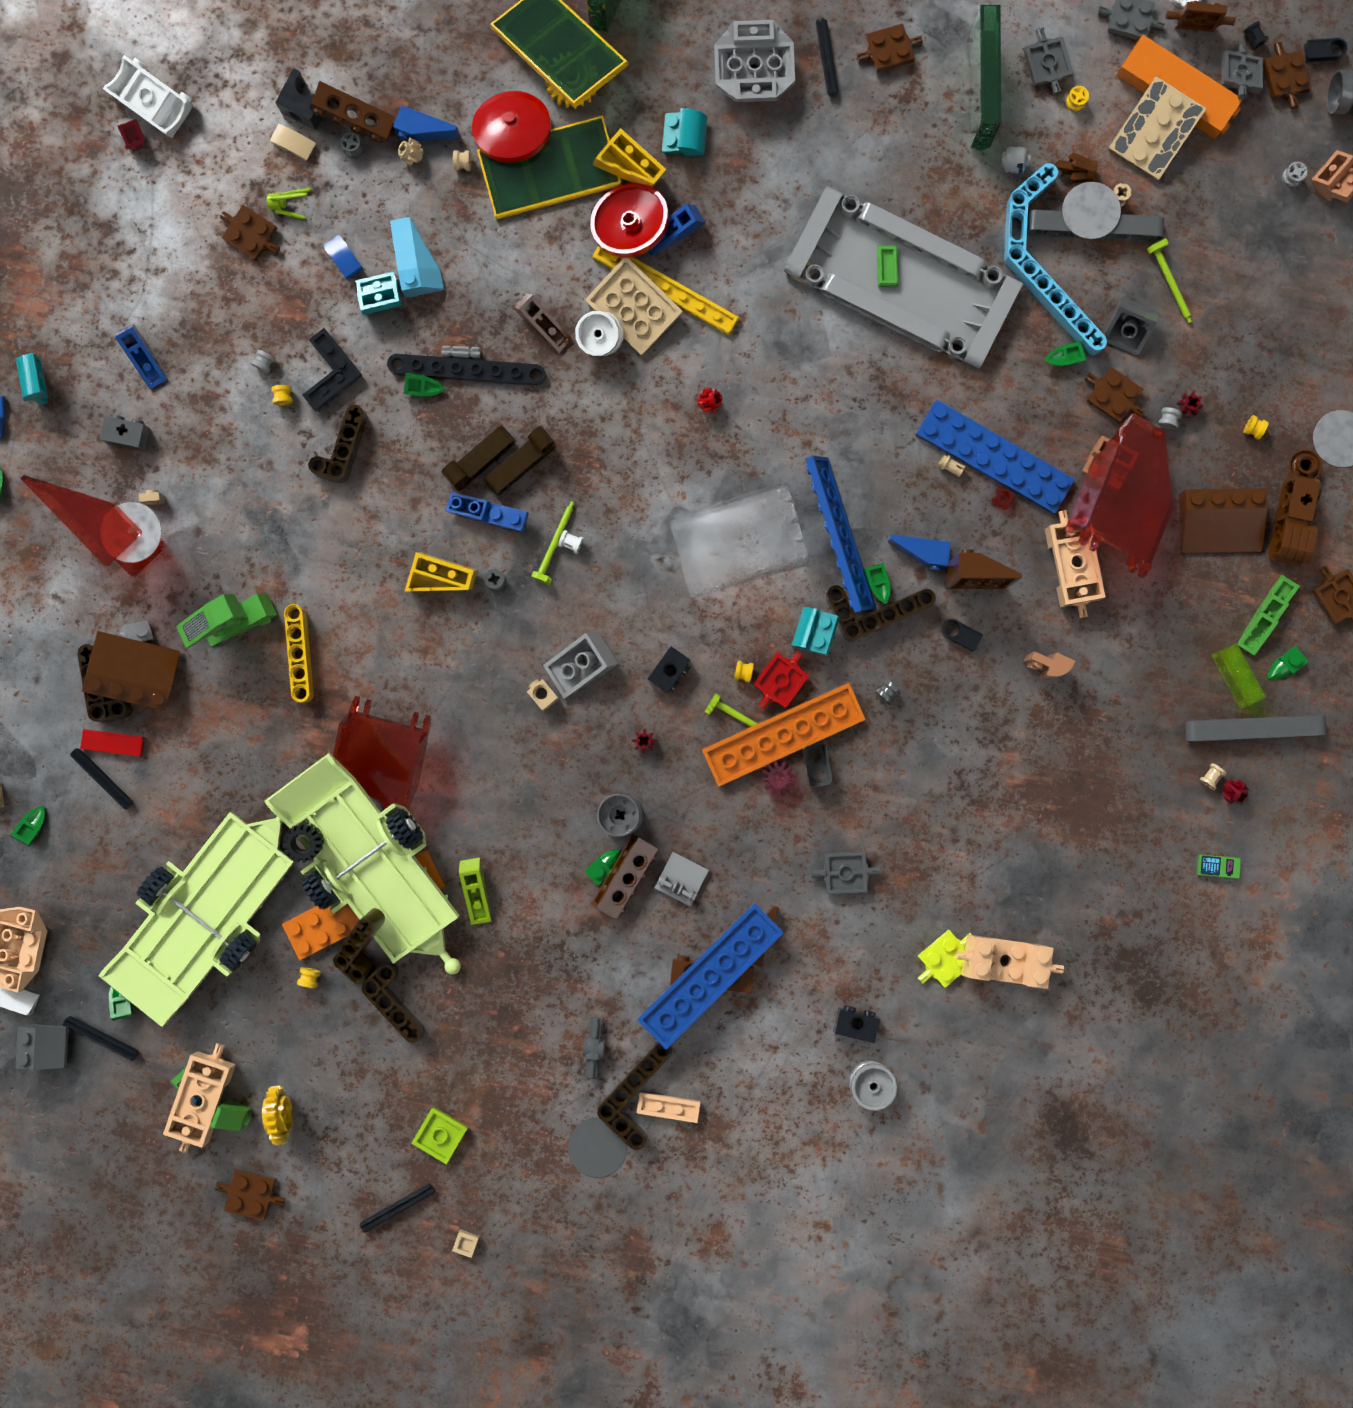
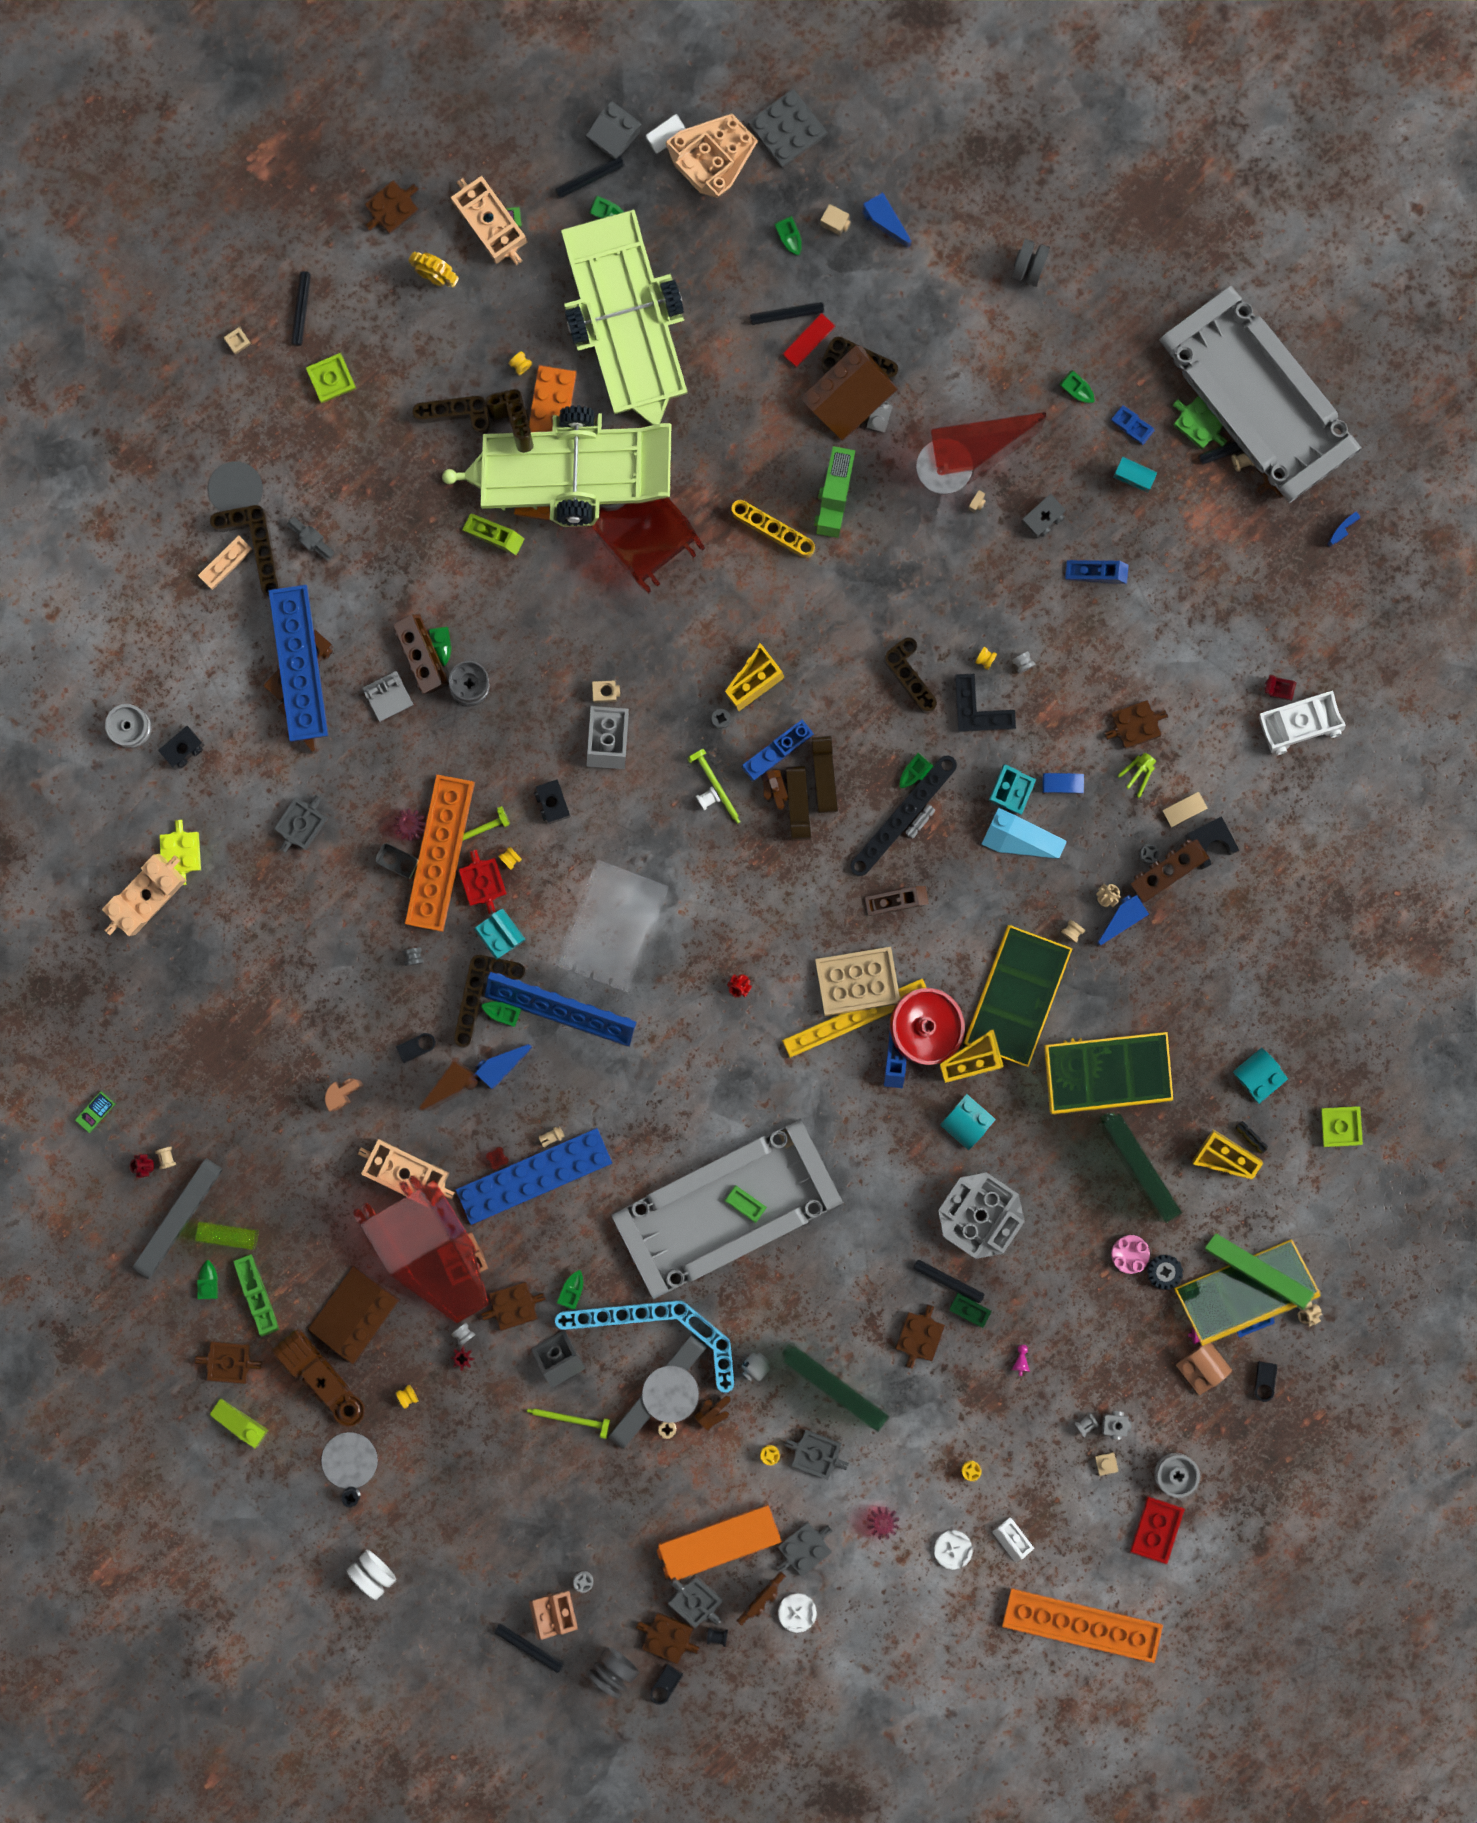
camera: 125 degrees right, 0 degrees up
(231, 1116) = (458, 234): bright green slope -> none
(294, 850) = (624, 440): black tyre -> none
(511, 126) = (1071, 989): red dish -> none
(521, 490) = (773, 781): none -> reddish brown rock
(611, 335) = (853, 937): white wheel -> none
(644, 735) = (508, 740): dark red gear -> none
(838, 22) = (970, 1310): none -> dark green plate
(1157, 128) = (698, 1497): tan plate -> none

